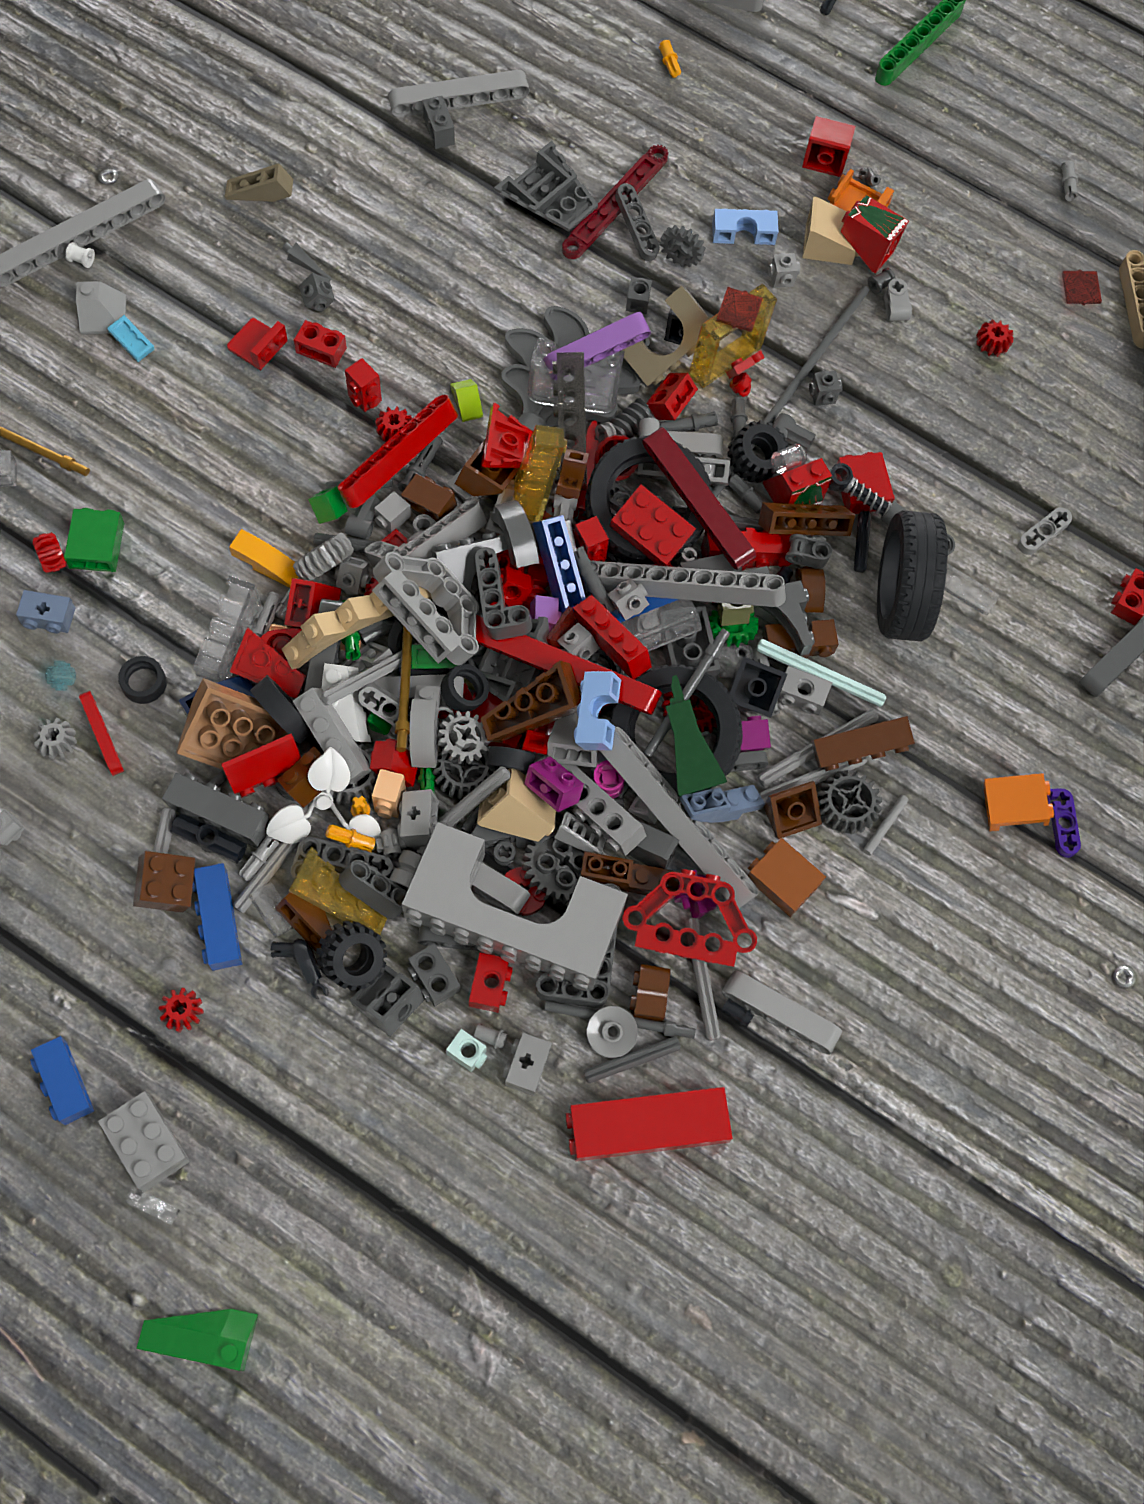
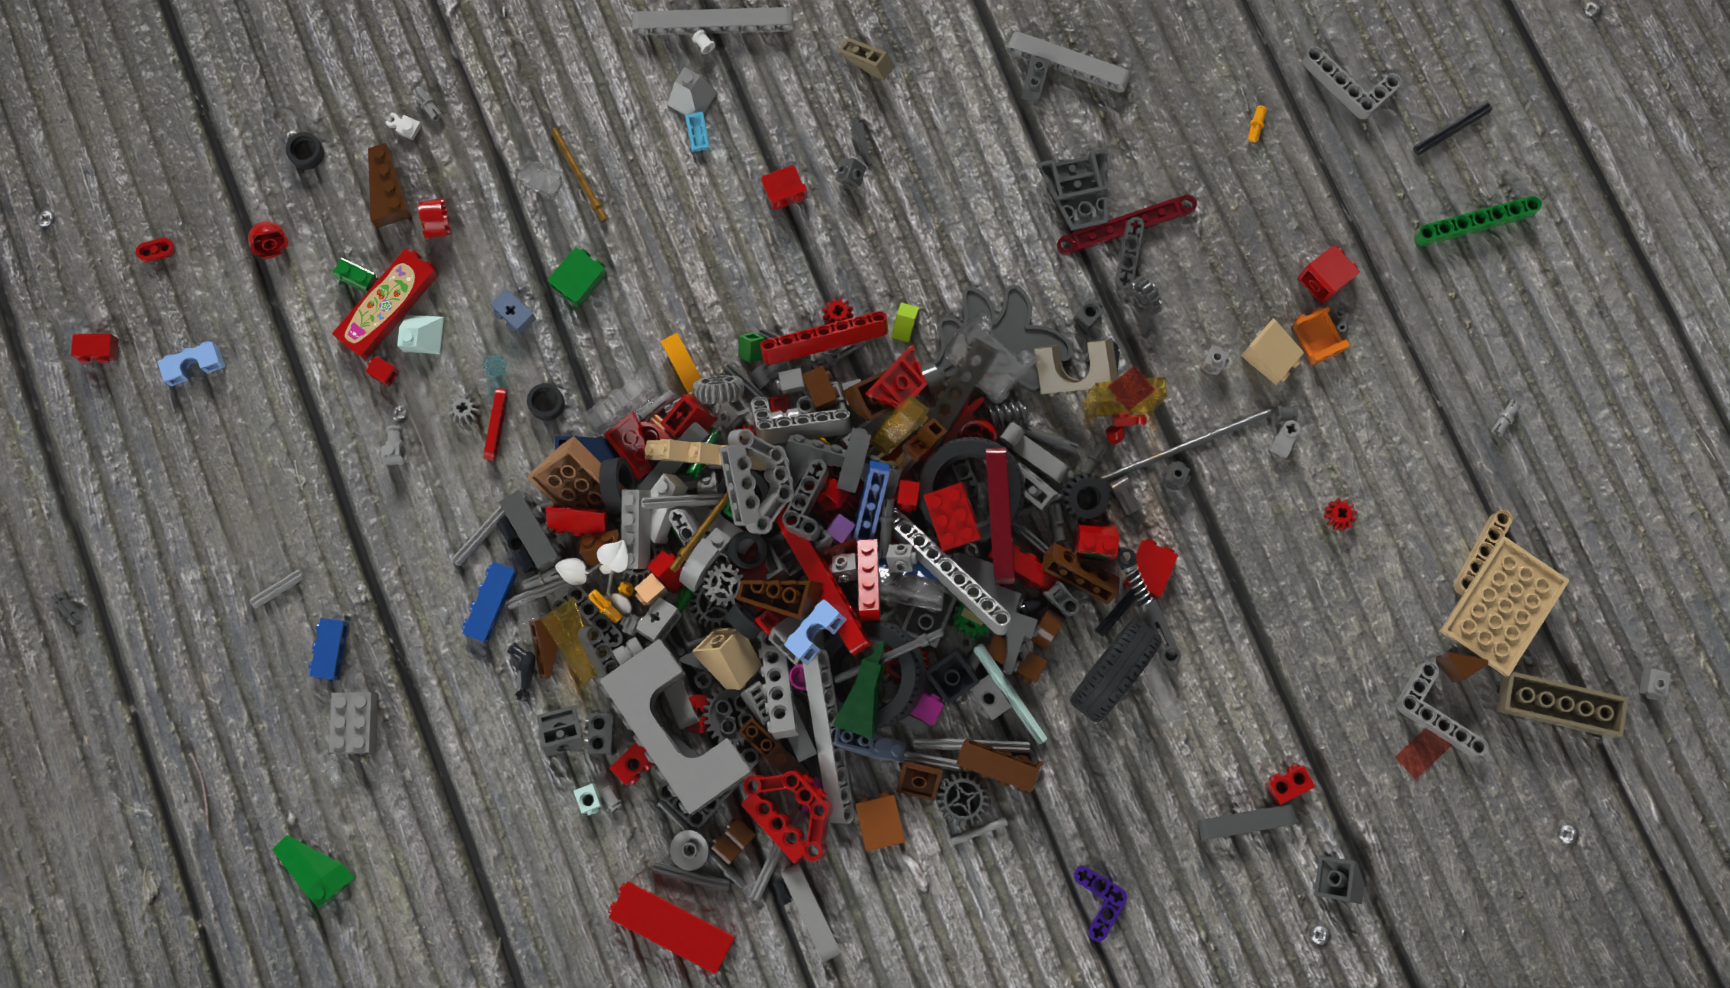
camera: 40 degrees right, 10 degrees up
(49, 552) = (540, 269): red gear -> none
(164, 881) = (469, 558): reddish brown brick -> none
(190, 1005) = (424, 658): red gear -> none
(318, 347) = (823, 217): red brick -> none
(363, 385) = (833, 270): red brick -> none
(368, 963) = (554, 700): black tyre -> none
(475, 797) = (702, 632): light grey axle -> none
(527, 1079) = (615, 844): light grey brick -> none
(554, 784) = (758, 659): magenta brick -> none
(604, 430) = (983, 412): light grey bush -> none
(605, 341) = (1022, 345): medium lavender beam -> none
(672, 396) = (1053, 413): red brick -> none
(760, 223) = (1226, 310): light blue arch -> none
(789, 458) = (1100, 519): clear brick -> none
(873, 231) = (1303, 372): red slope -> none
(1017, 800) = (1081, 878): orange panel -> none
(1041, 539) = (1248, 697): light grey beam -> none
(1081, 287) = (1446, 513): clear red piece -> none

